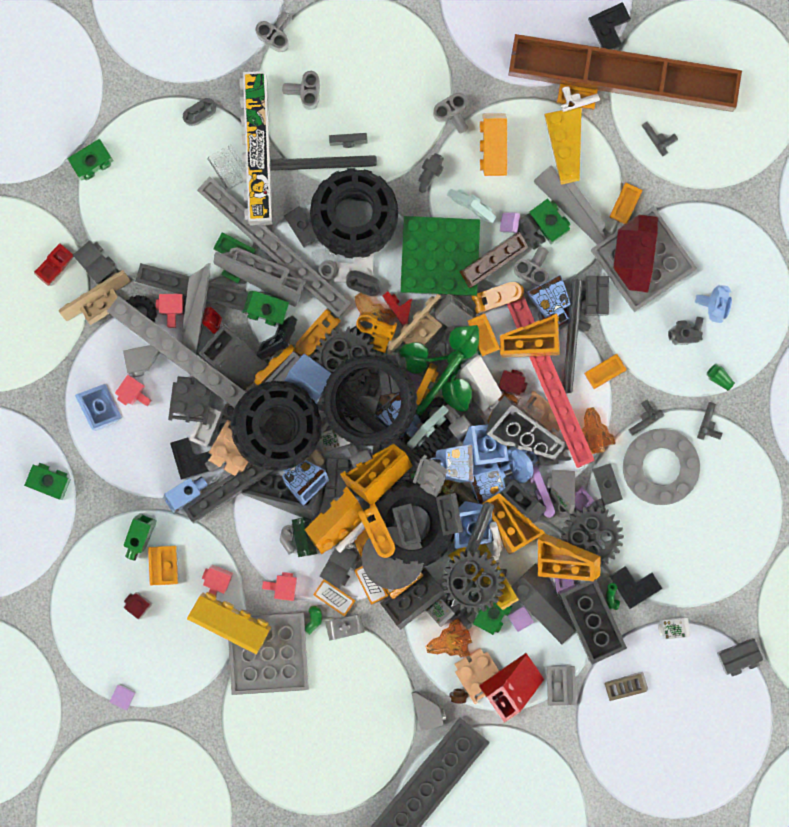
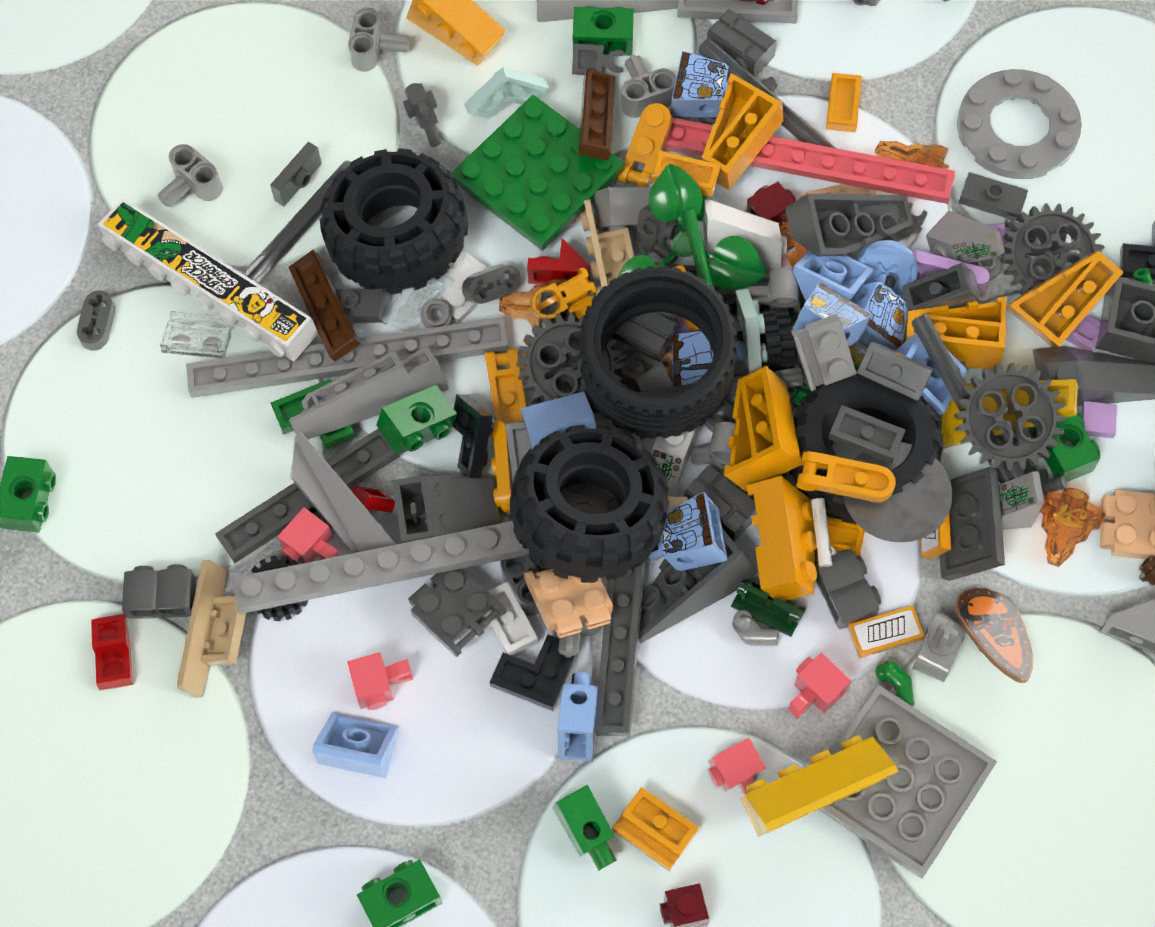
camera: 55 degrees left, 20 degrees down
(140, 359) = (339, 633): light grey slope -> none
(275, 32) = (88, 162): light grey beam -> none
(289, 214) = (324, 305): none -> reddish brown tile
(370, 647) = (996, 631): none -> shield
(374, 592) = (902, 569): white tile -> none
(498, 545) = (964, 357): white hose -> none
(509, 222) = (565, 73): lavender tile -> none
(646, 417) = (941, 97): dark grey hose -> none
(708, 424) = (1006, 39): dark grey hose -> none

